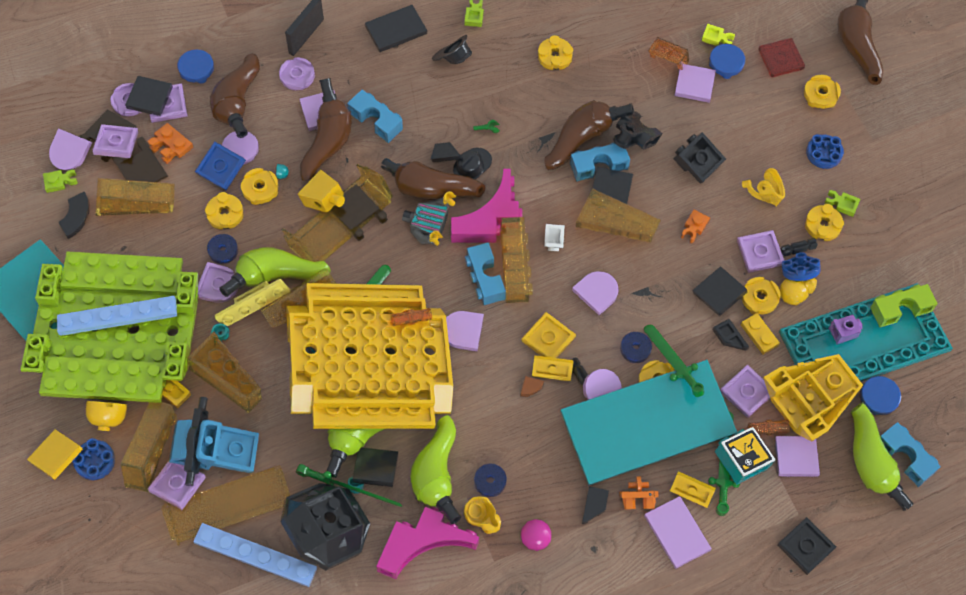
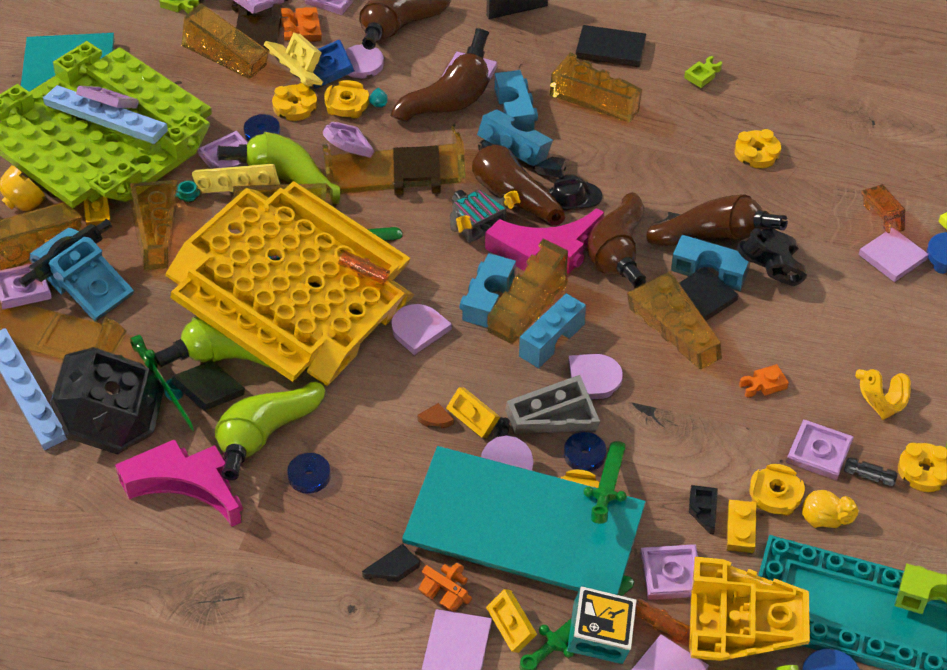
camera: 40 degrees right, 15 degrees down
(76, 216) = (160, 36): black tile -> none
(108, 301) = (107, 97): none -> lavender tile
(199, 174) = (299, 57): none -> light yellow bracket
(294, 219) = (348, 139): none -> lavender tile
(297, 74) = (466, 30): lavender tile -> none
(322, 193) = (395, 132): yellow torso -> none
(416, 148) = (528, 146): none -> dark azure arch
(421, 73) = (594, 89): none -> clear yellow wedge
(455, 52) = (654, 92): black piece -> none
(482, 513) = (265, 493): yellow hair -> none
(490, 125) = (625, 171): green hand -> none
(532, 187) = (612, 242): none -> reddish brown animal
(536, 534) = (302, 550): dark pink hair -> none
(548, 337) = (498, 383): yellow tile -> none
(550, 276) = (539, 340): none -> dark azure arch
(554, 237) = (596, 299): white bracket -> none
(600, 332) = (554, 409): none -> light grey wedge
(699, 157) = (829, 319): black plate -> none
(720, 291) = (731, 454): black tile -> none
(801, 267) = (849, 488): blue tile -> none
(843, 333) = (847, 578): medium lavender brick -> none

